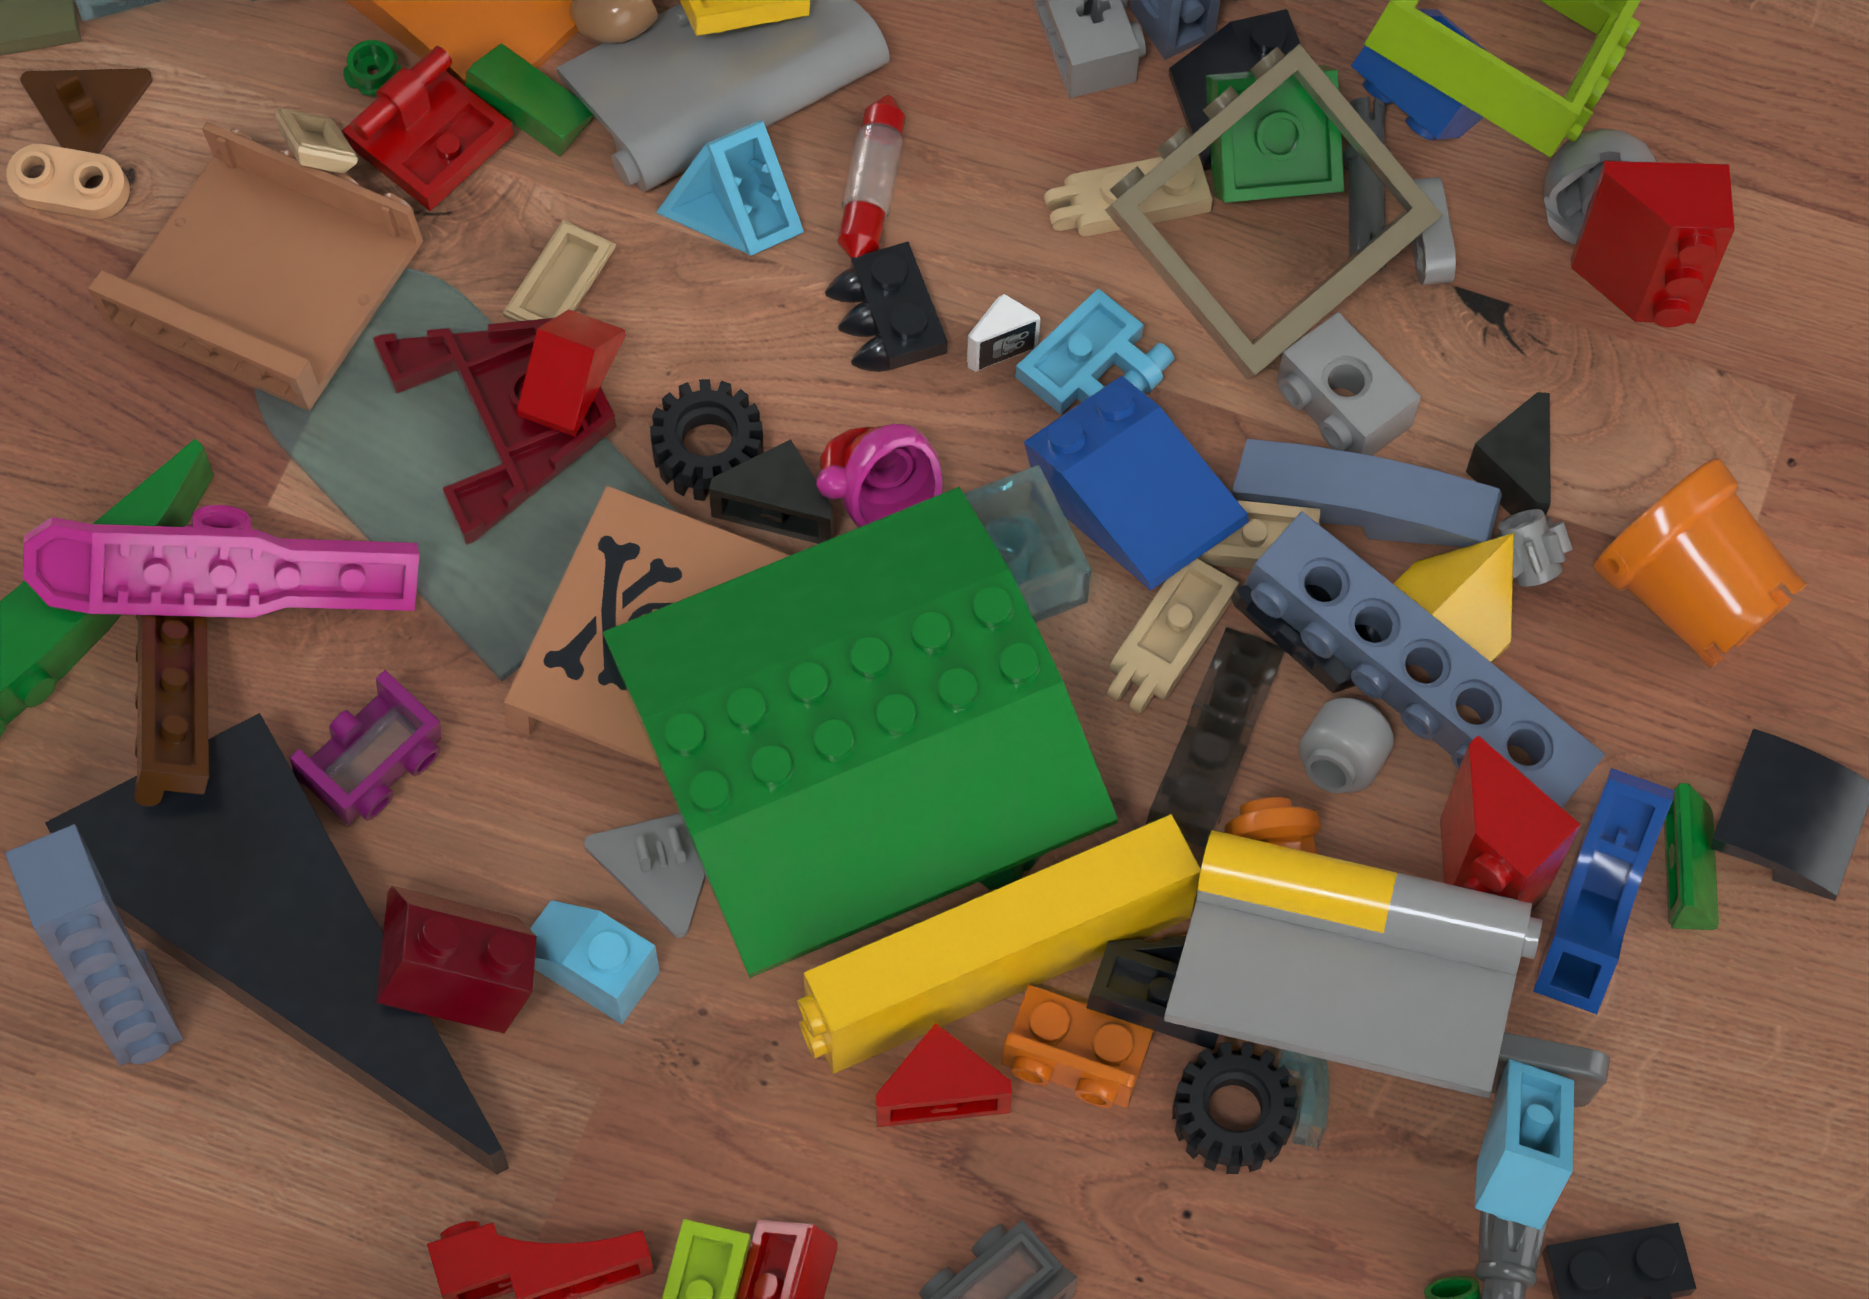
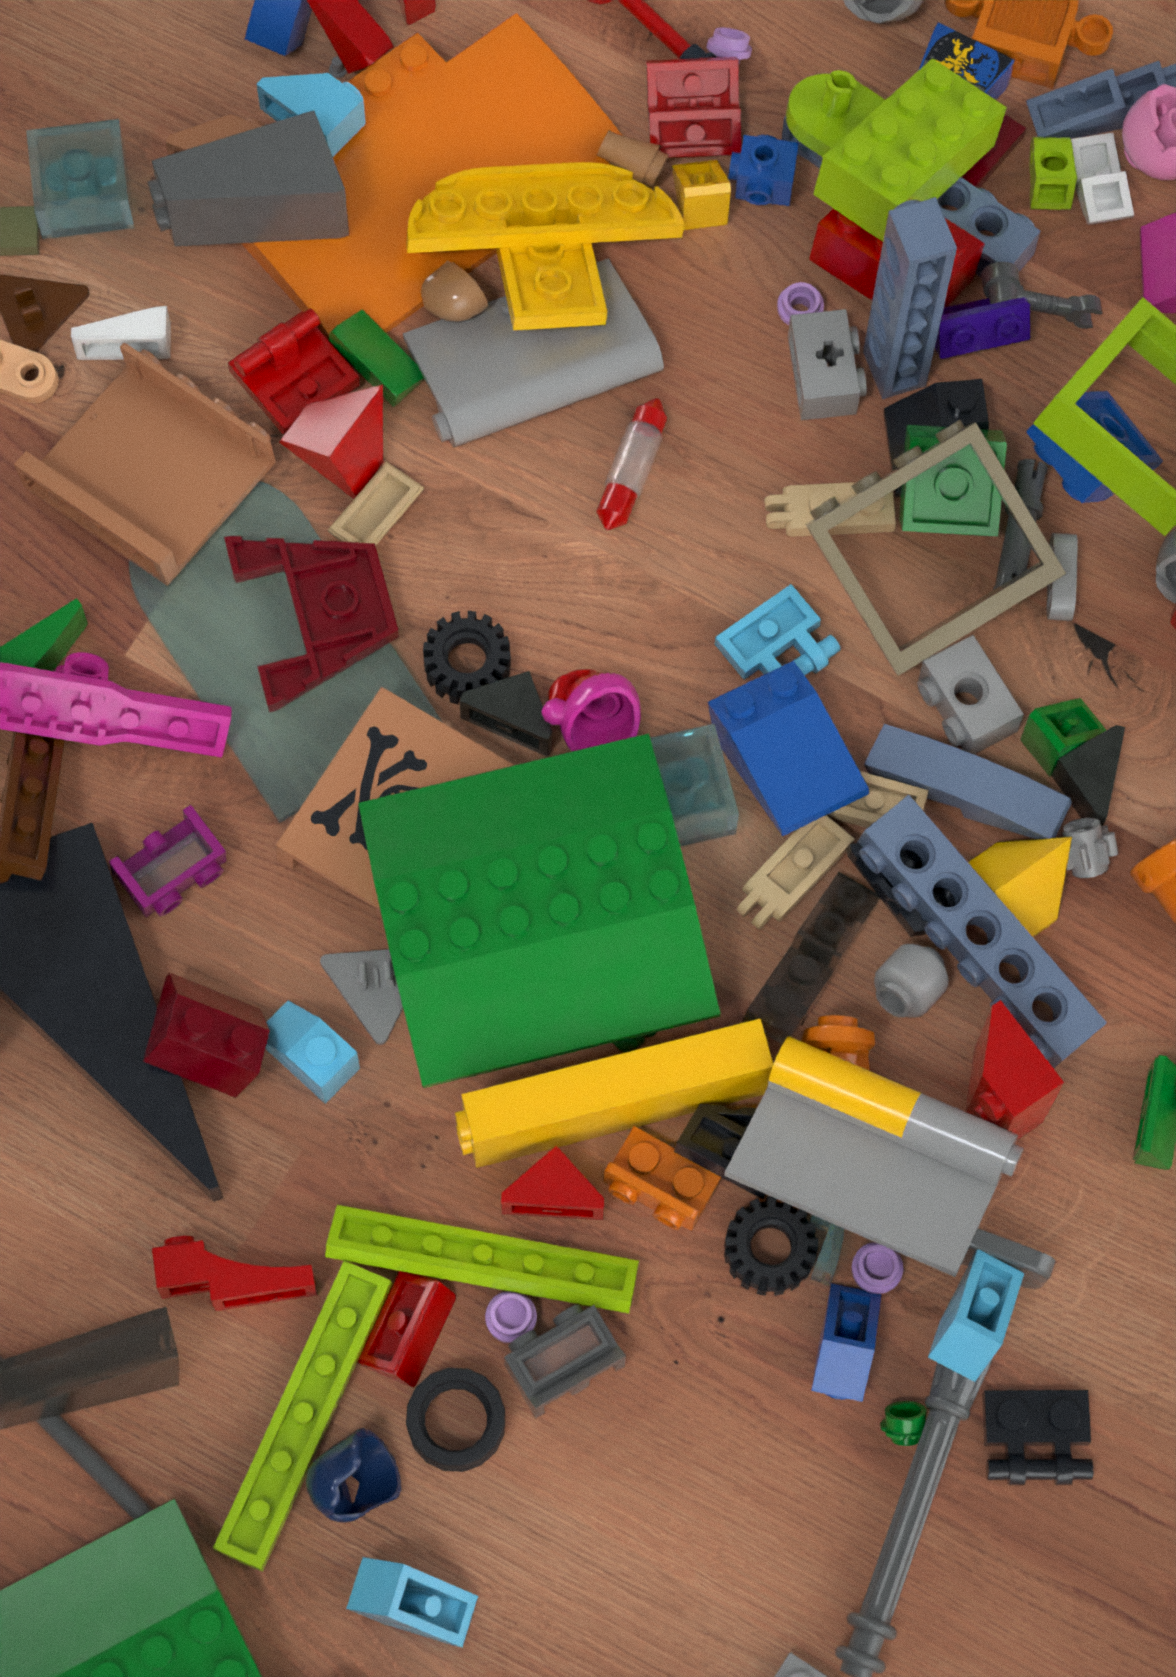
camera: 10 degrees right, 5 degrees up
(227, 104) = (141, 330): none -> white slope
(316, 141) = (206, 369): tan tile -> none
(366, 57) = (256, 303): green plate -> none
(501, 198) = (341, 438): none -> red slope
(567, 370) = (368, 587): red slope -> none
(736, 193) = (524, 462): medium azure slope -> none
(863, 1186) = (482, 1258): none -> lime plate
(892, 309) = (630, 573): black plate -> none
(913, 1255) = (510, 1316): none -> lavender plate
(1002, 334) = (709, 608): white slope -> none
(1358, 1215) = (846, 1343): none -> blue slope
(1375, 1113) = (877, 1268): none -> lavender plate
(1461, 414) = (1058, 730): none -> green slope
(1602, 891) = (1081, 1129): blue arch -> none

